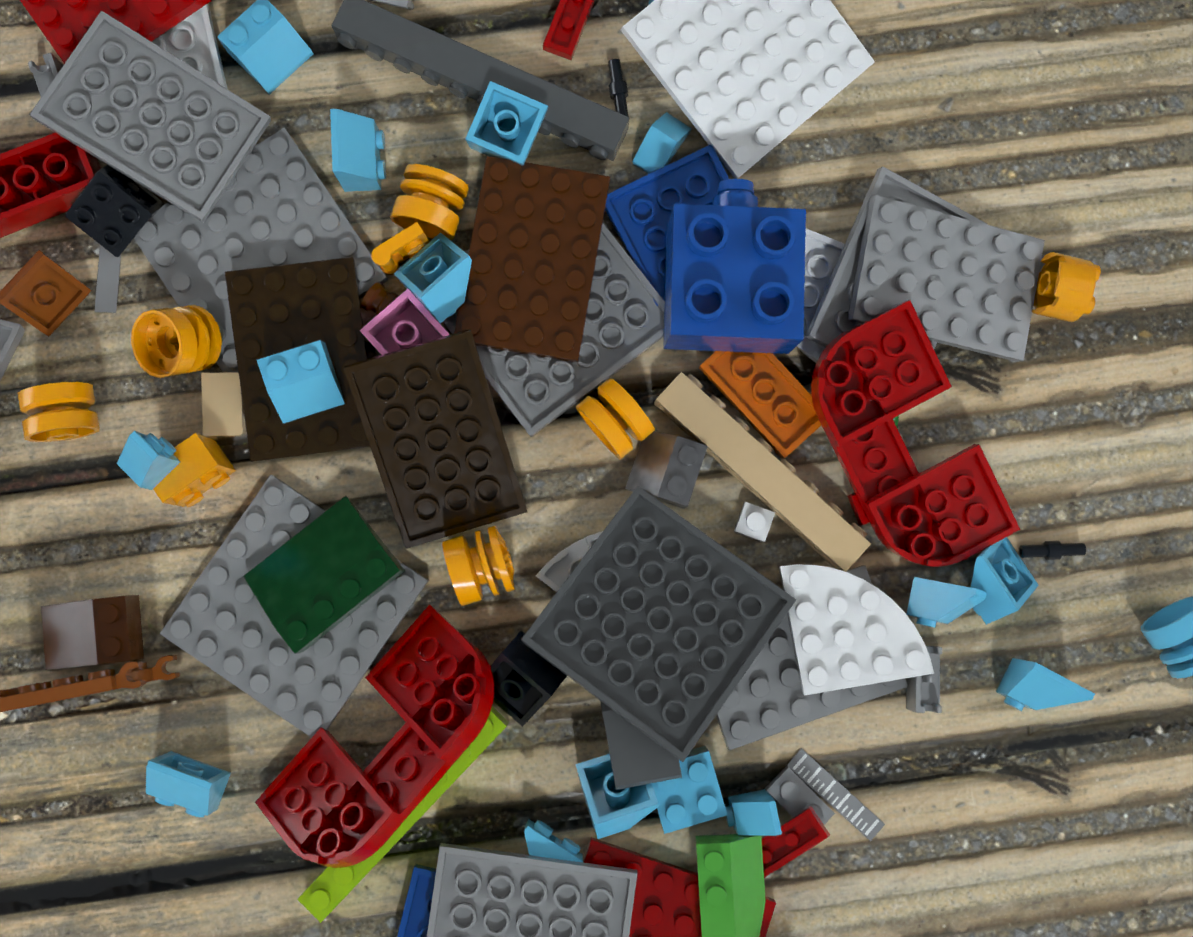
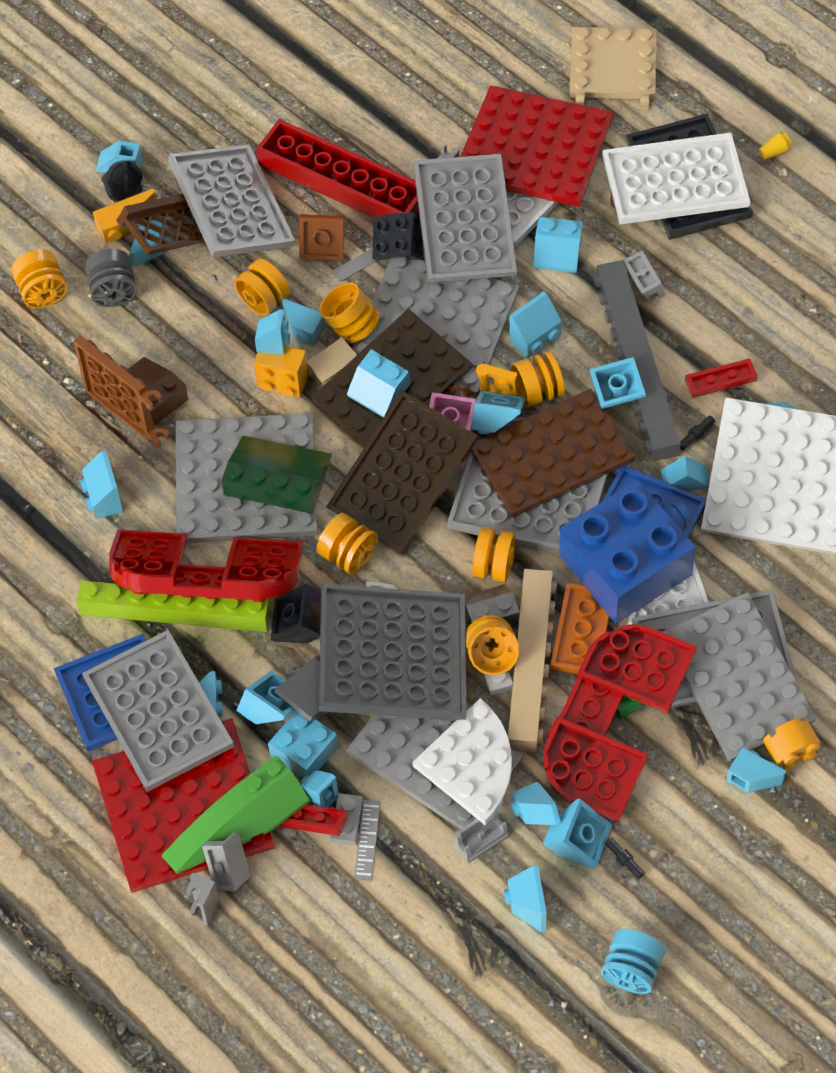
camera: 65 degrees right, 25 degrees down
(142, 397) = (304, 322): none -> medium azure slope
(728, 506) = (502, 652): none -> light orange wheel
(1058, 350) = (754, 773): none -> medium azure slope

